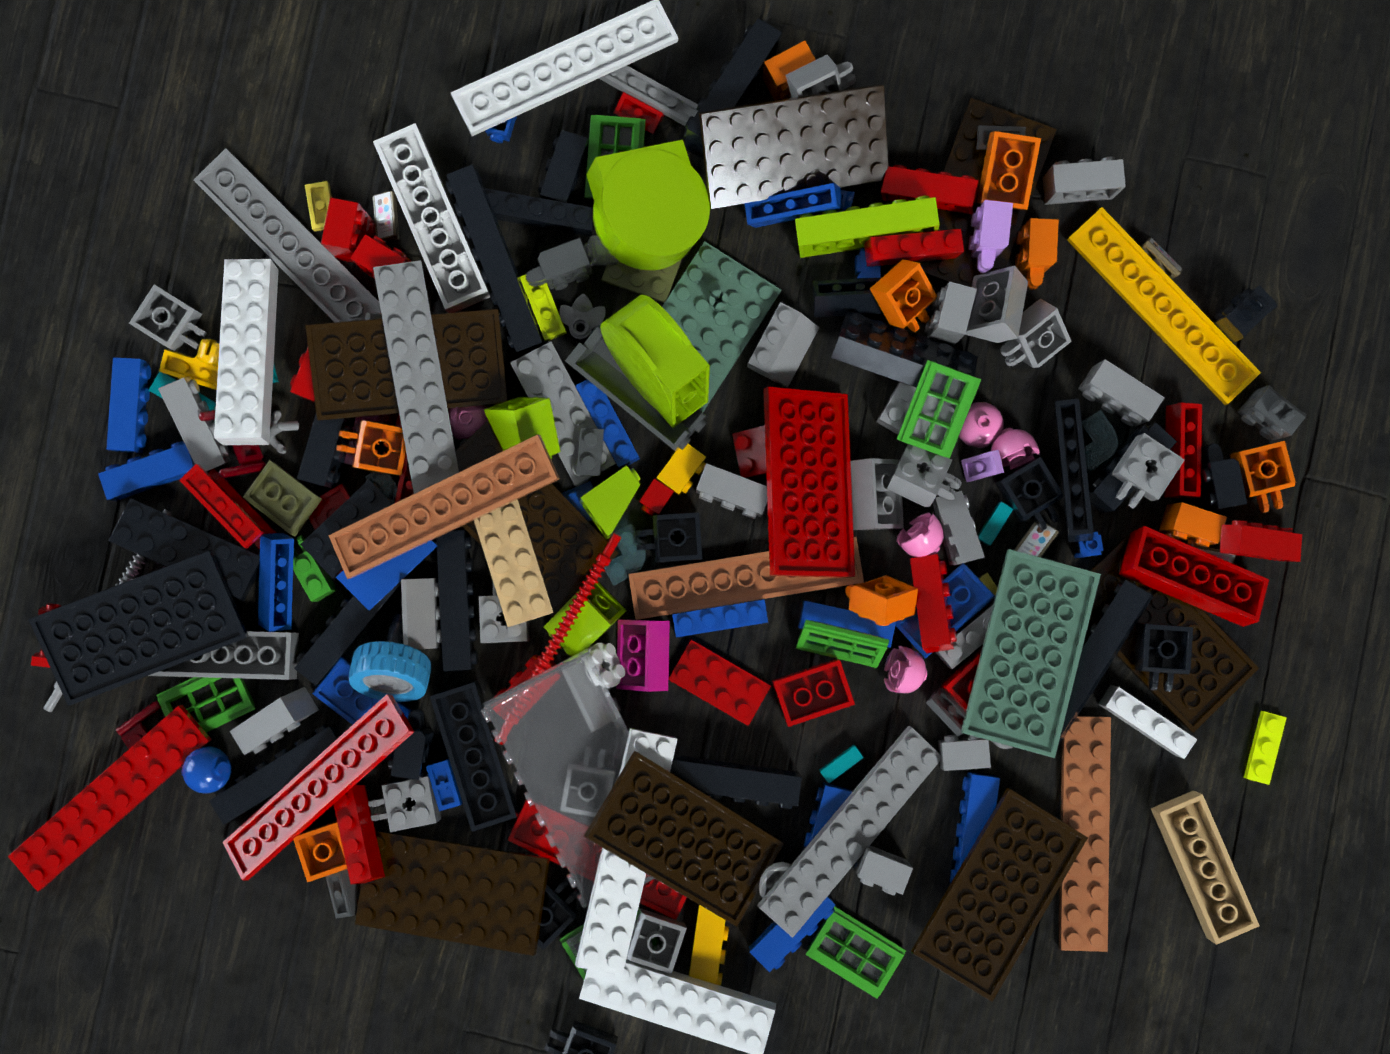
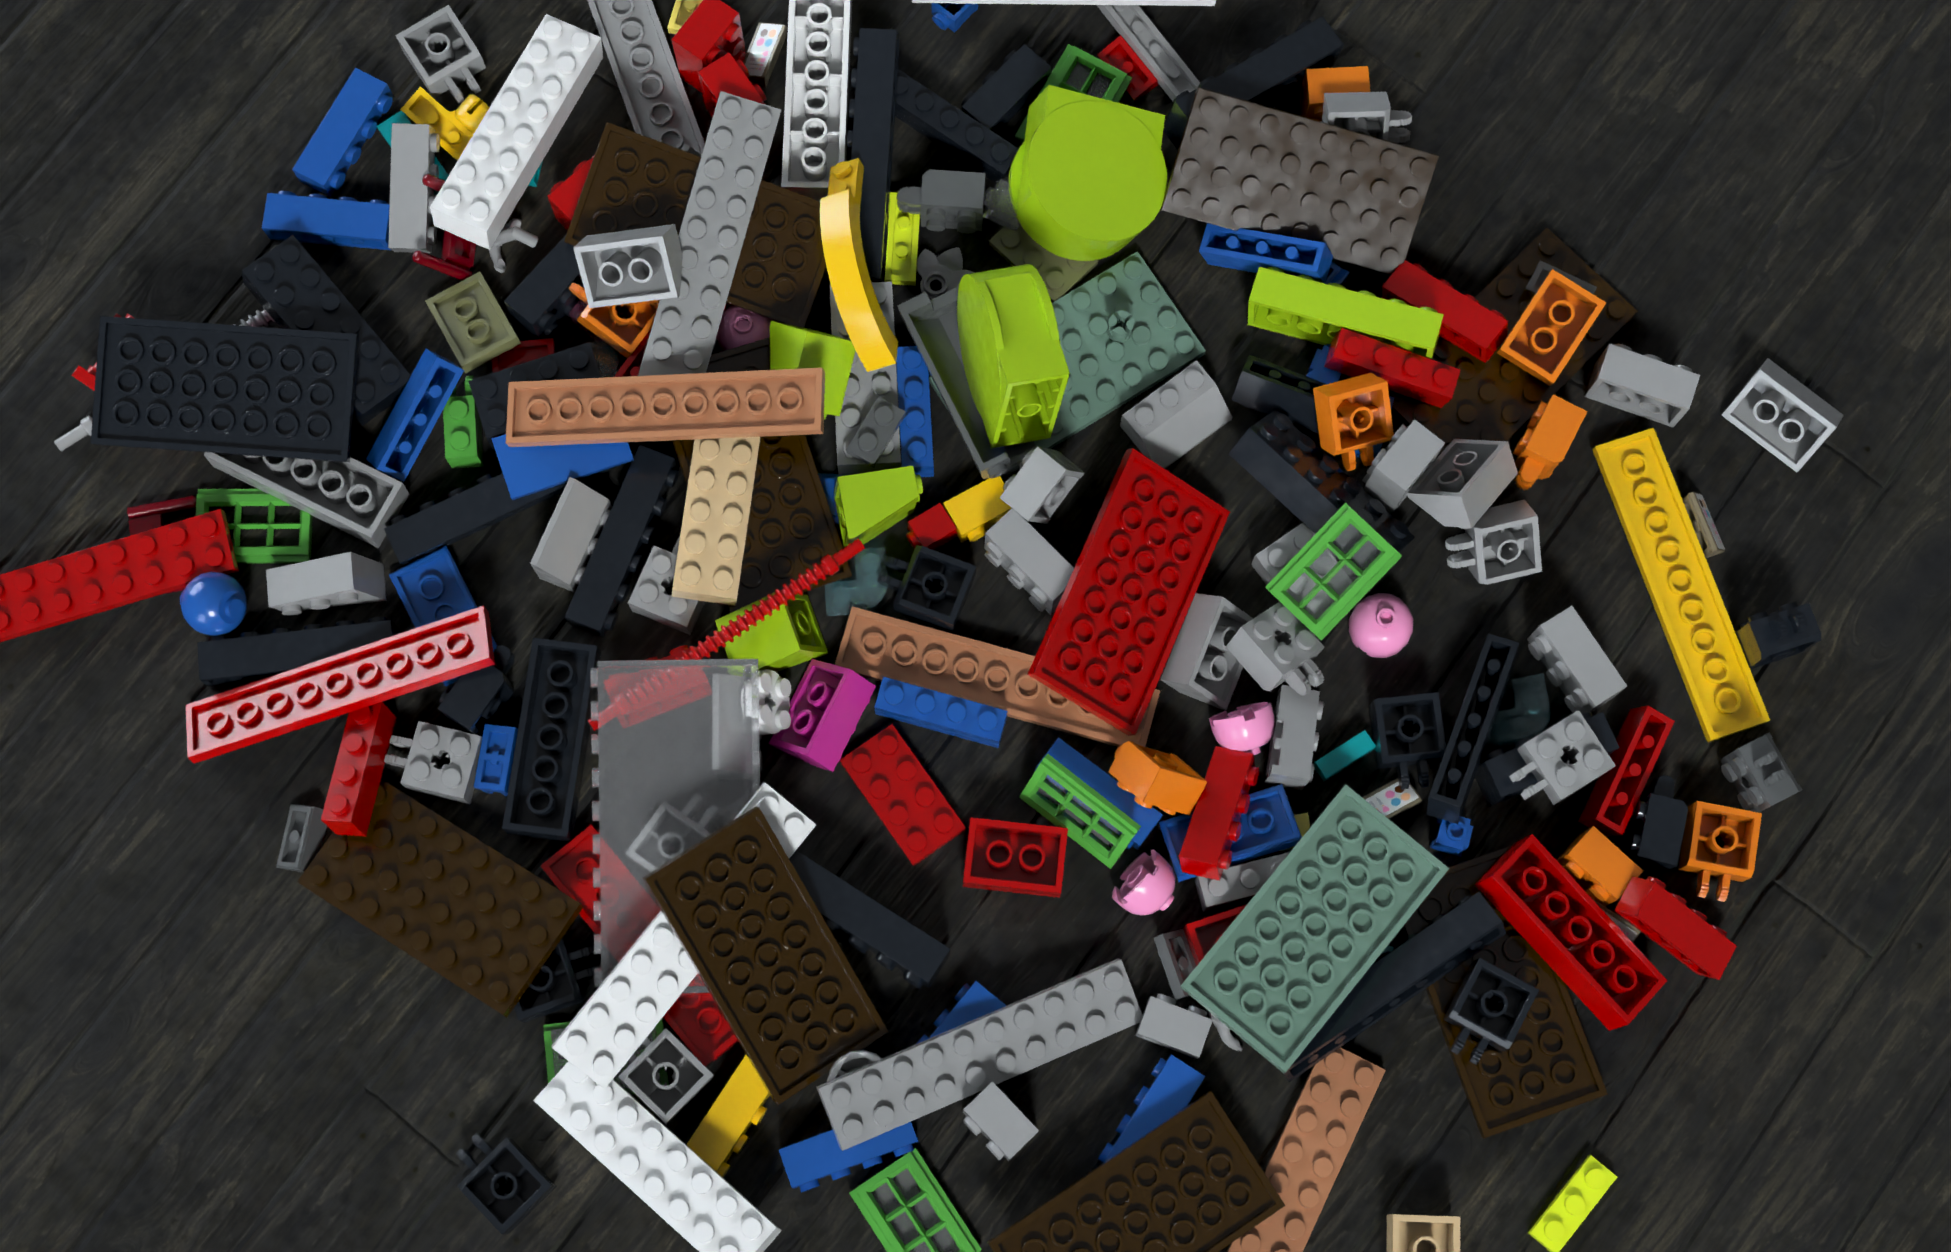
camera: 20 degrees right, 10 degrees down
(226, 505) = (401, 295): red fence -> none
(321, 851) = (302, 769): orange brick -> none
(371, 419) = (630, 265): none -> light grey slope
(390, 667) = (504, 578): dark azure wheel -> none
(517, 349) = (848, 268): none -> yellow arch
(717, 438) = (1040, 484): none -> light grey hinge
(751, 451) = (1074, 525): red plate -> none
(841, 763) = (1009, 968): teal piece -> none
(982, 466) = (1360, 673): lavender plate -> none
(991, 232) = (1495, 390): lavender hinge -> none
(1015, 447) = (1408, 671): bright pink cylinder -> none
(1147, 721) = (1431, 1096): white brick -> none
(1183, 158) = (1782, 415): none -> light grey slope

